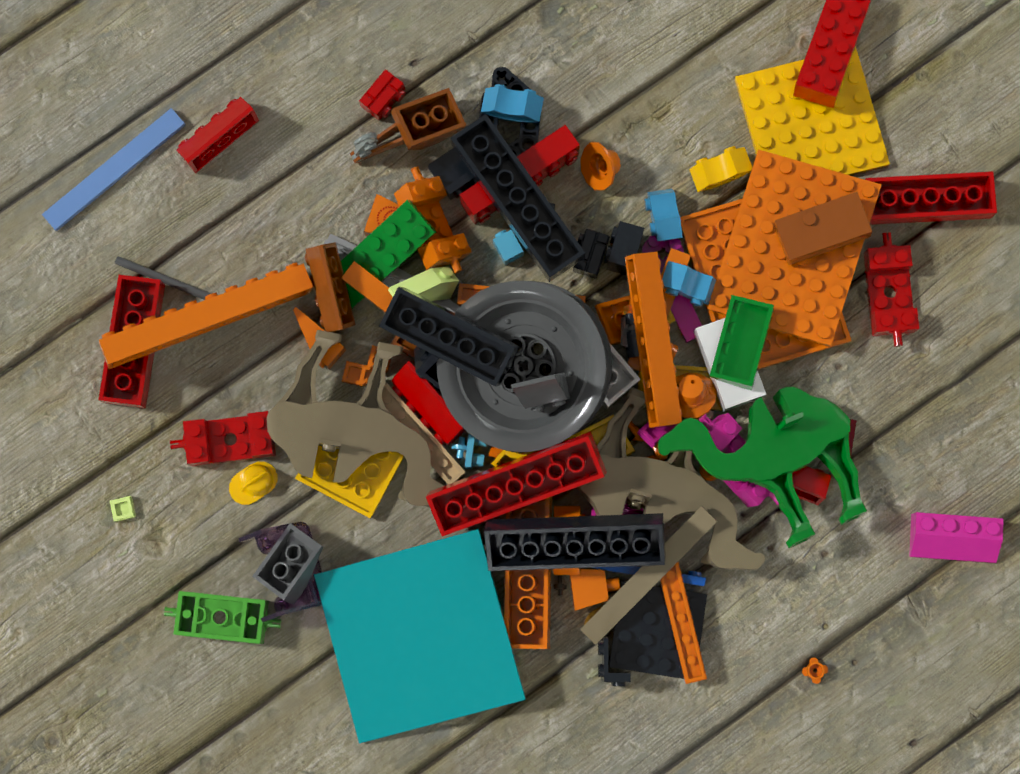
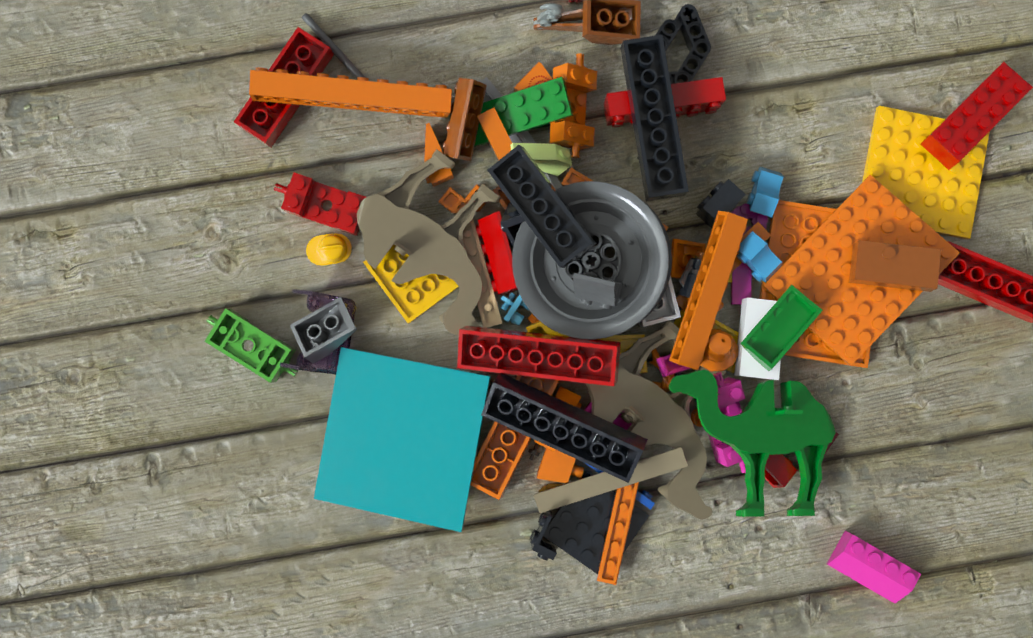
camera: 20 degrees right, 5 degrees up
(122, 508) = (215, 219): yellowish green tile -> none
(453, 173) = (609, 74): black bracket -> none
(507, 246) = (624, 156): medium azure brick -> none
(512, 104) = (686, 40): dark azure brick -> none
(594, 246) = (697, 190): black brick -> none
(599, 165) = (732, 125): orange hat -> none
(720, 169) = (830, 176): yellow brick -> none
(814, 664) = (704, 624): orange plate -> none
(890, 268) = (926, 323): red brick -> none

